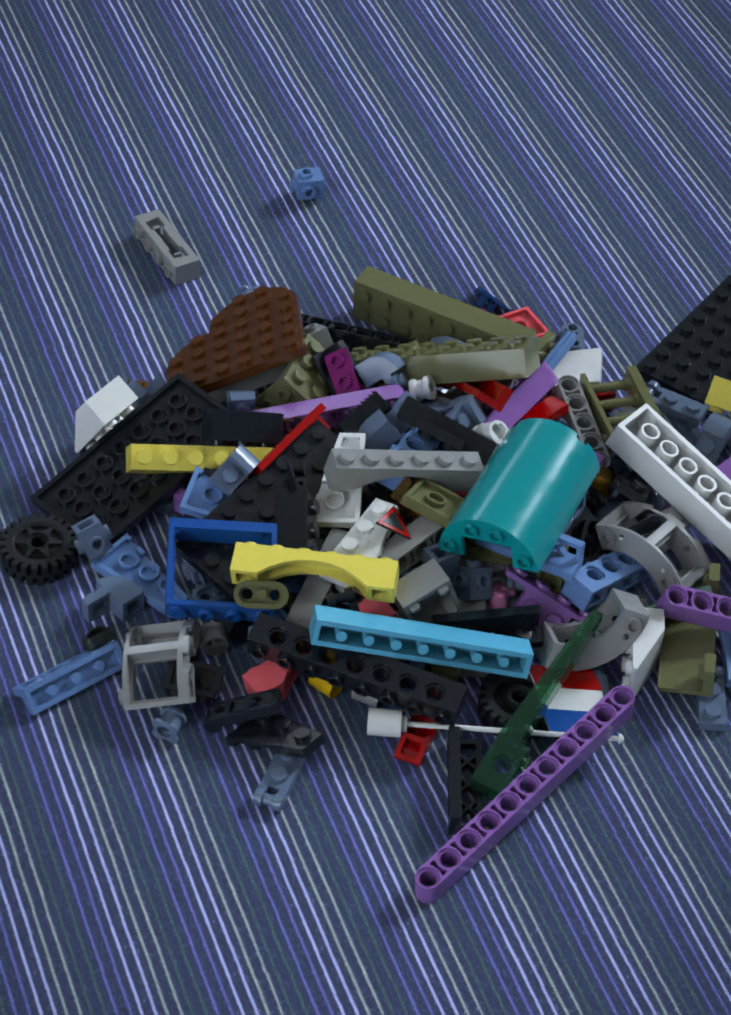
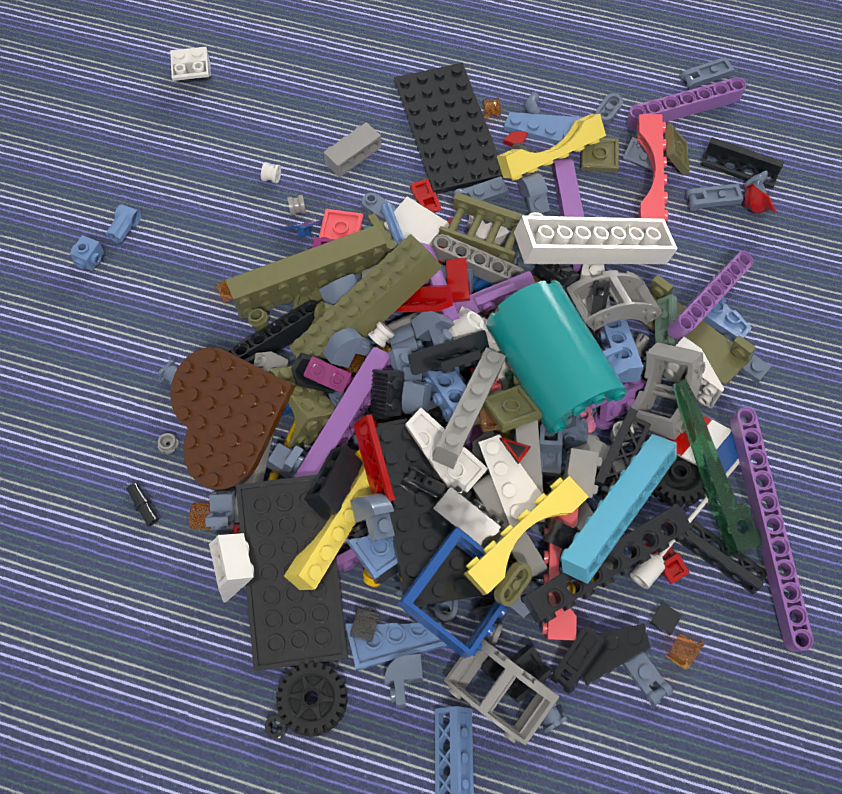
camera: 50 degrees left, 20 degrees up
(92, 538) = (344, 657): sand blue brick -> none
(97, 637) = (434, 714): pearl dark grey tile -> none
(113, 349) = (142, 504): none -> black pin
(138, 544) = (365, 624): none -> clear smoke bracket
(175, 265) = (35, 392): light grey brick -> none
(184, 333) = (164, 439): none -> light grey plate
(330, 801) = (684, 651): none -> clear orange panel
(351, 770) = (665, 619): none -> black tile
(358, 316) = (258, 319): none -> olive cone
(368, 188) = (124, 219): none -> medium blue piece
(507, 284) = (296, 205): none -> light grey wheel
(521, 249) = (270, 172): none -> white wheel
(572, 137) = (190, 63): none -> white slope
(611, 288) = (352, 149): none -> light grey brick
(616, 367) = (425, 196): none -> red slope

